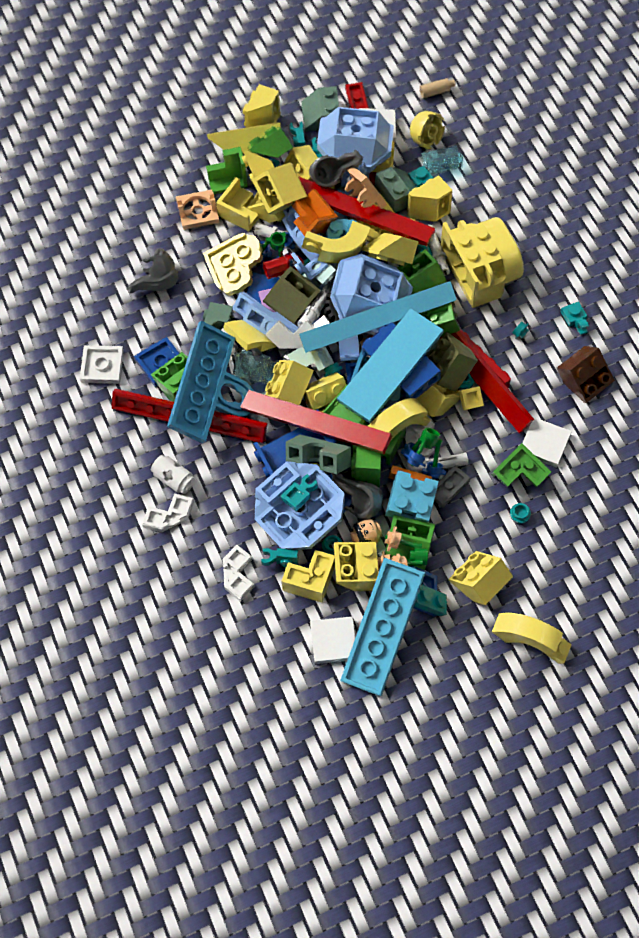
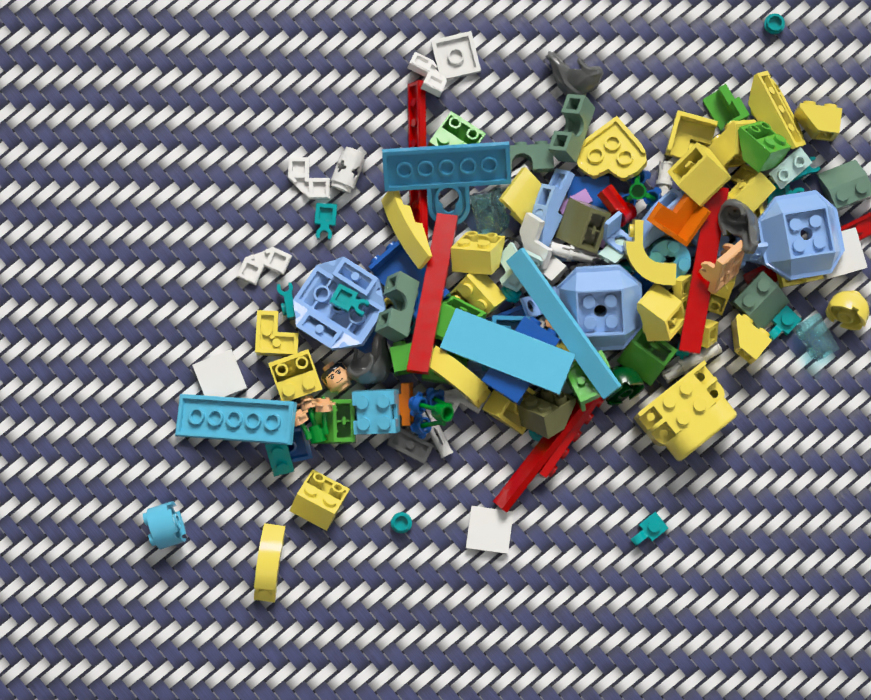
camera: 70 degrees right, 20 degrees up
(101, 388) = (434, 82): none -> white tile
(155, 357) = (478, 110): blue tile -> none
(167, 127) = (774, 23): none -> teal plate
(188, 223) = (679, 71): light nougat piece -> none
(202, 283) = (578, 114): none -> sand green arch
(211, 505) = (325, 217): none -> teal plate
(246, 434) = (406, 229): none -> light yellow slope
(293, 134) = (790, 168): none -> light aqua hinge
(328, 541) = (316, 355): teal plate -> none
(471, 398) = (517, 443): light yellow plate -> none
(471, 723) = (165, 525): none -> medium azure brick
(521, 330) = (615, 475): teal plate -> none
(523, 462) = (452, 512): bright green panel -> none
(586, 373) = (579, 554): reddish brown slope -> none

